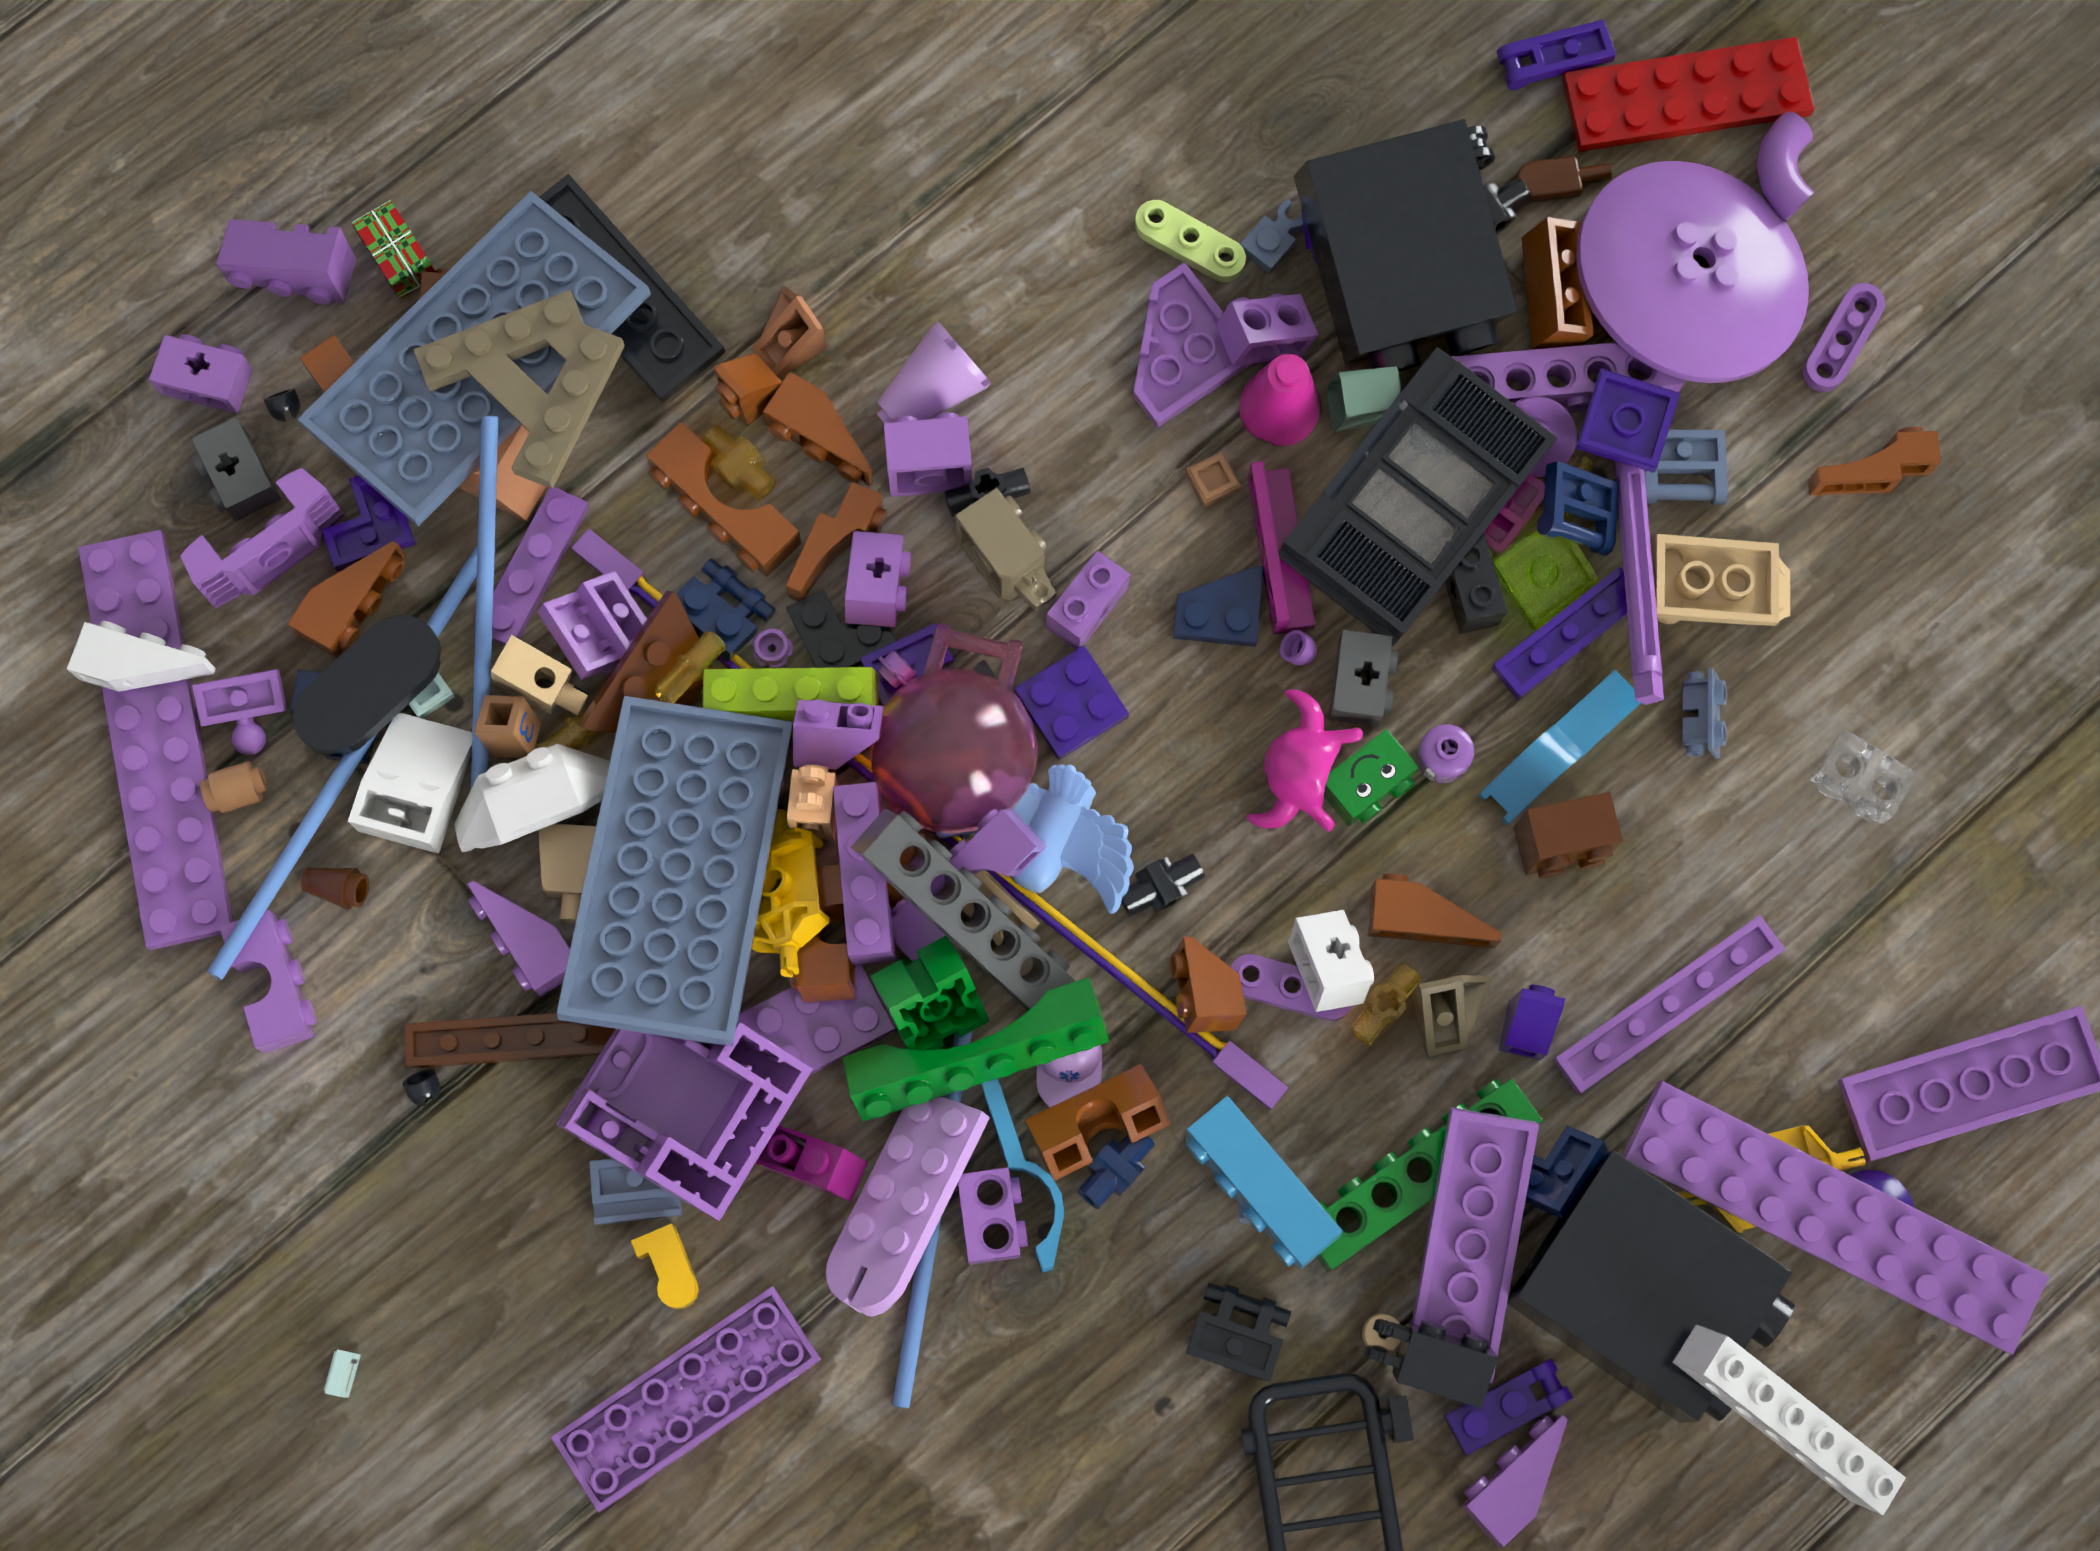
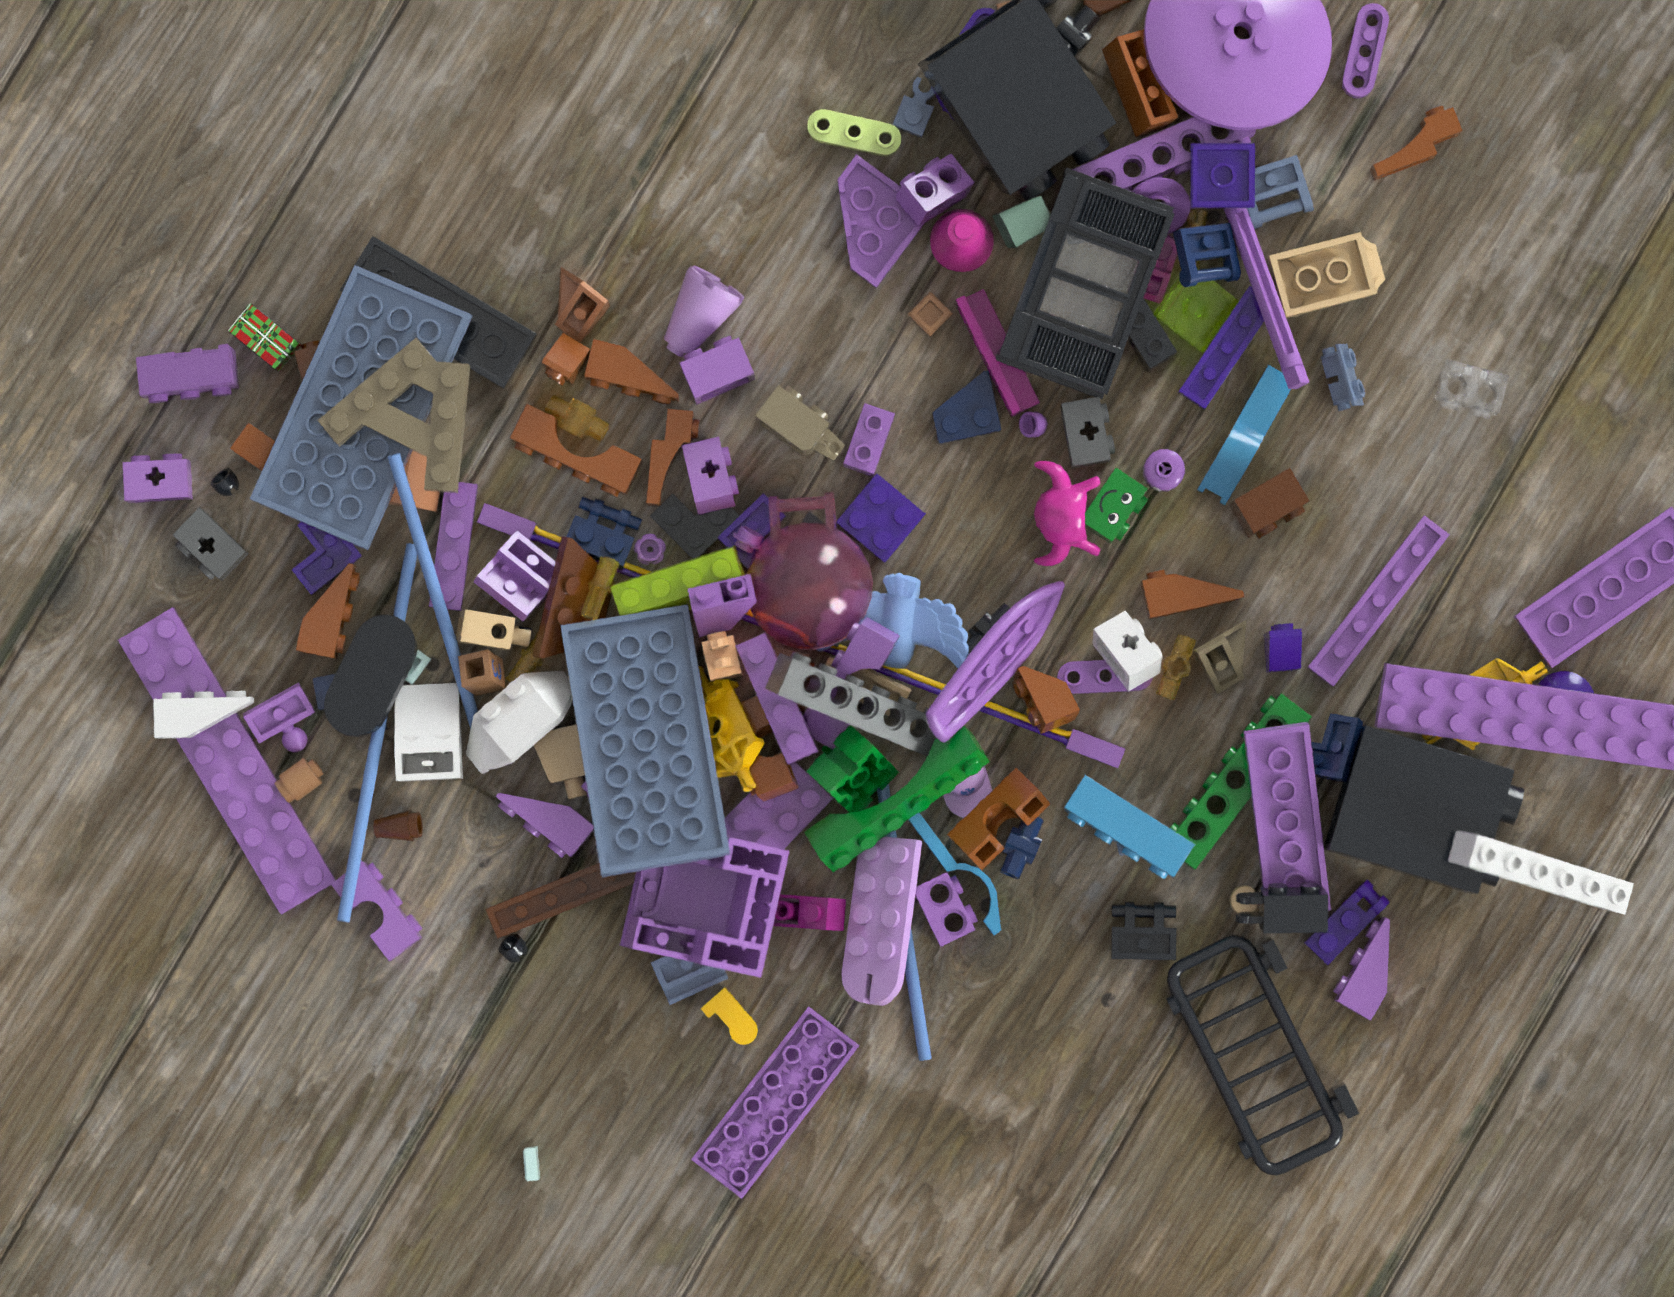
camera: 15 degrees left, 10 degrees up
(273, 551) = (254, 612): medium lavender plate -> none
(1010, 483) = (781, 370): black axle -> none
(1154, 916) = (993, 661): none -> medium lavender piece

